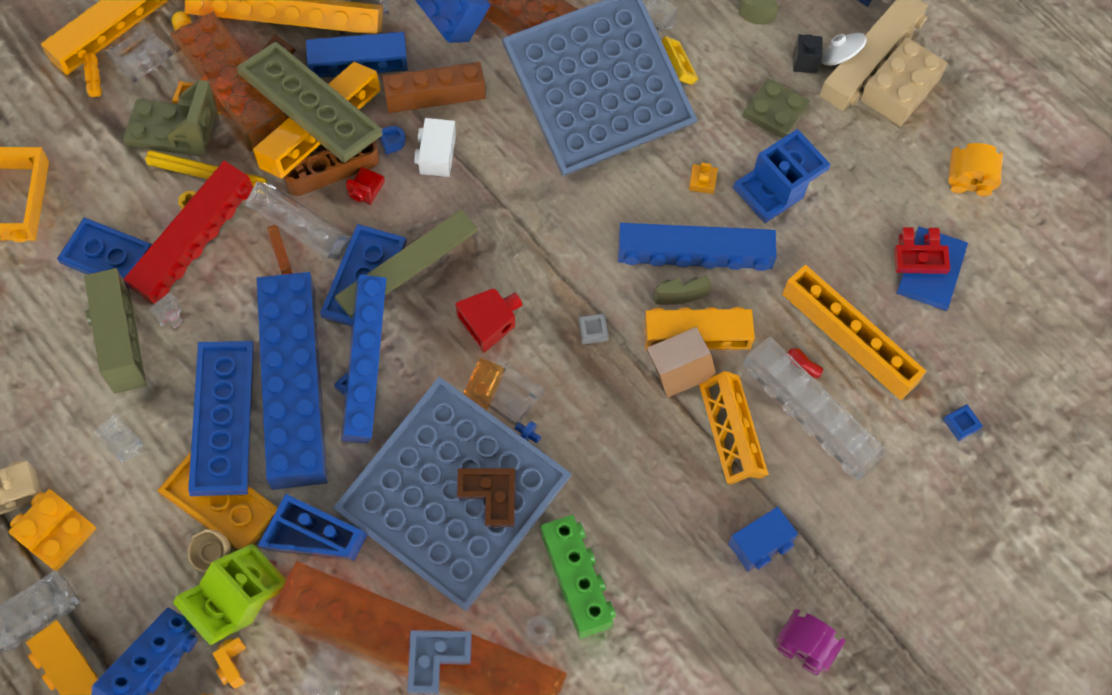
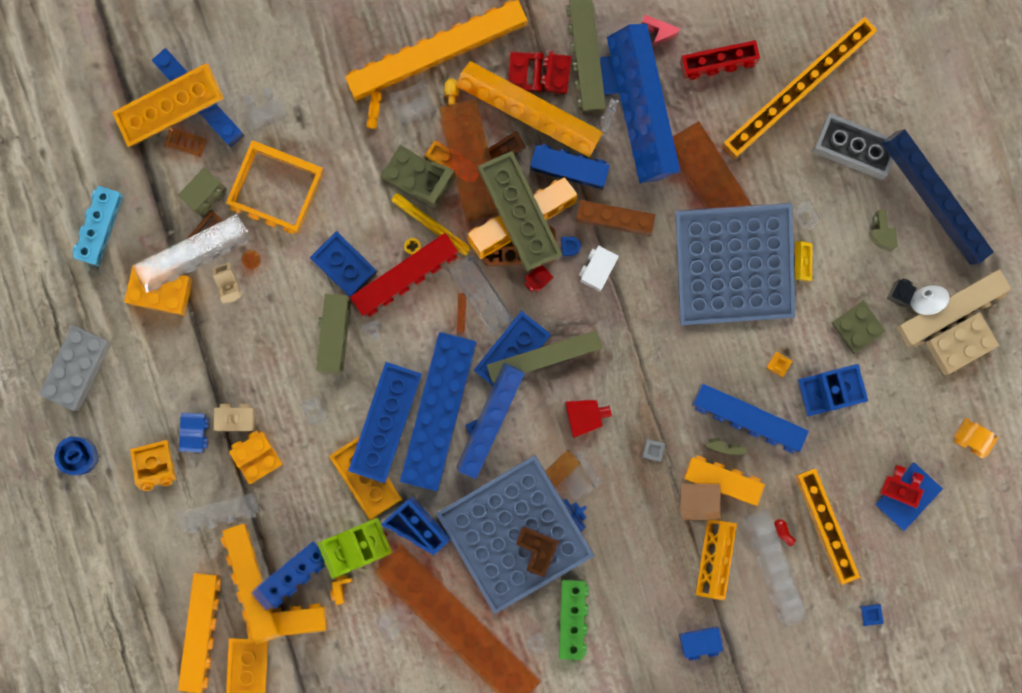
camera: 25 degrees right, 20 degrees up
(206, 548) = (349, 512): tan hair -> none
(430, 650) = (461, 639): sand blue plate -> none

